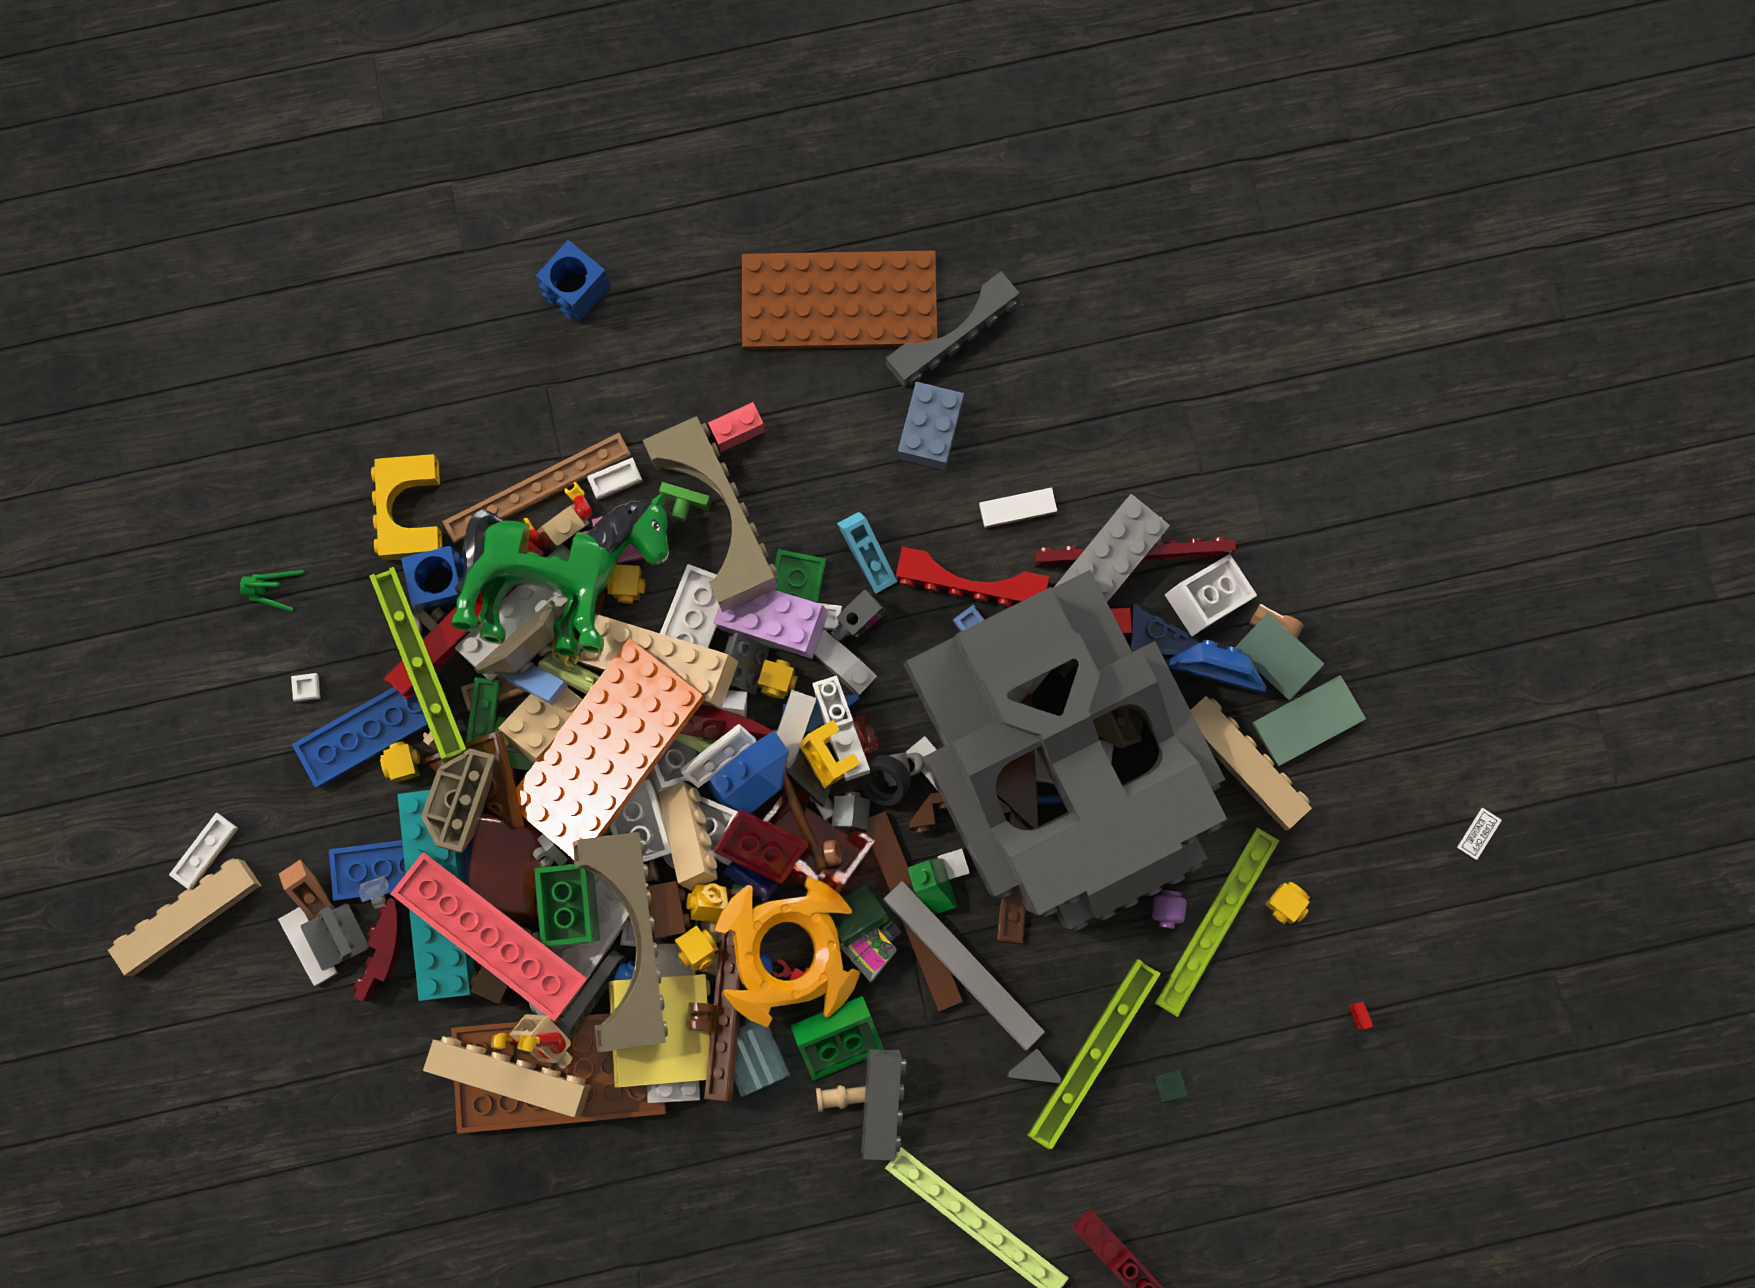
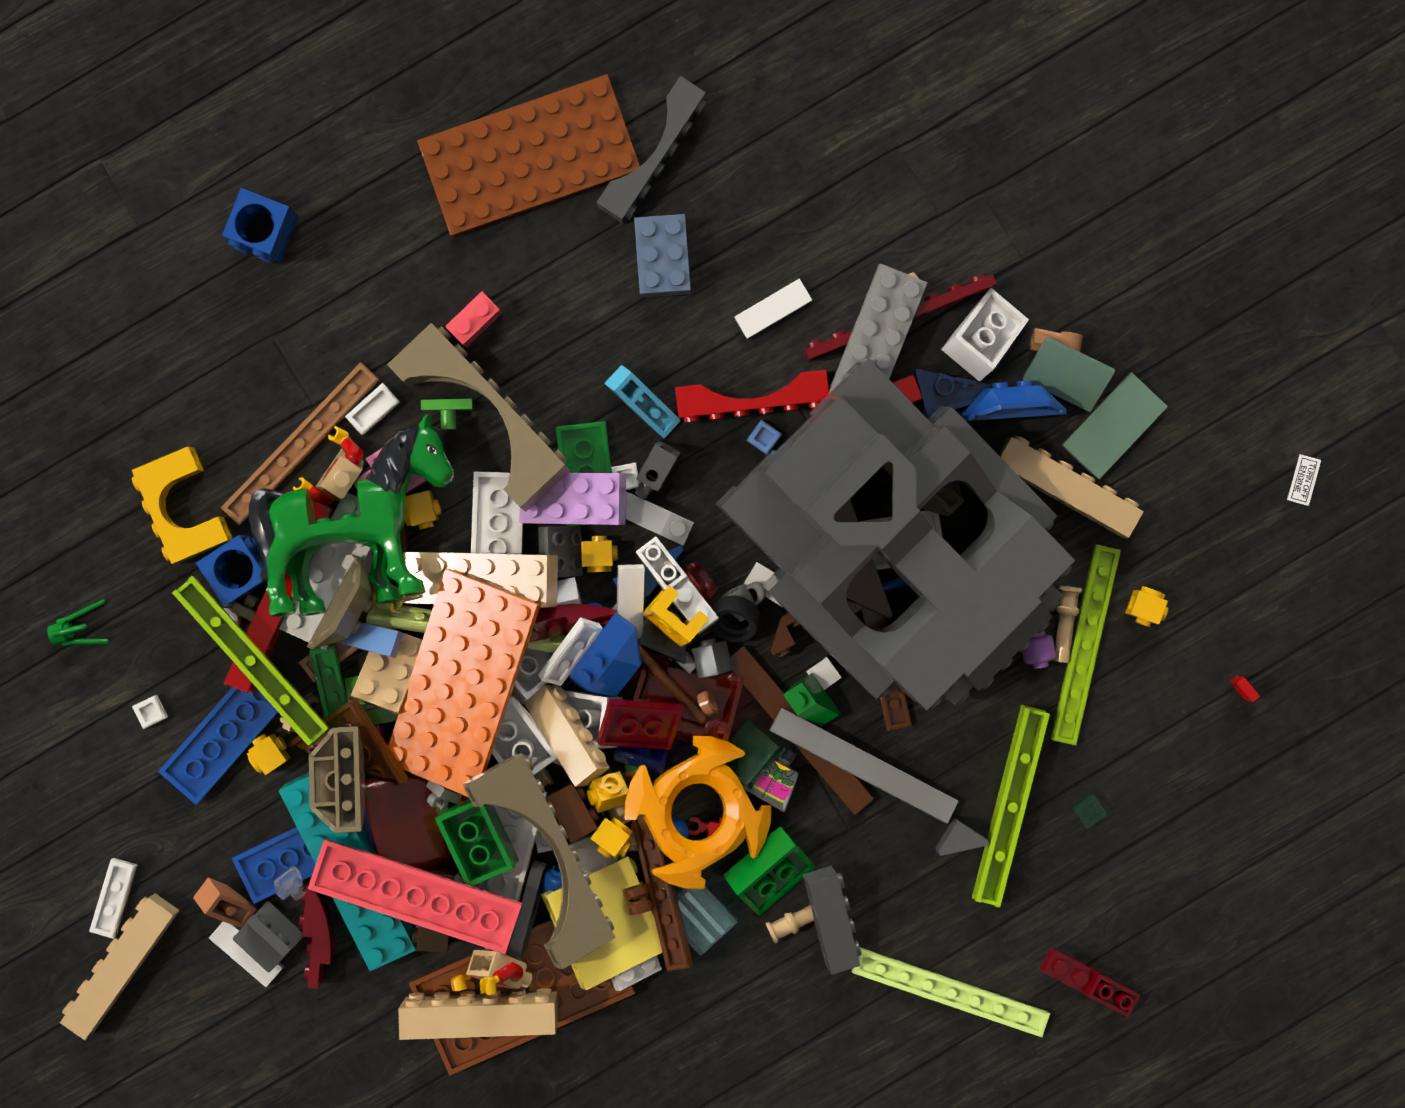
camera: 15 degrees left, 10 degrees up
(1208, 883) = (1067, 613): none -> tan pin

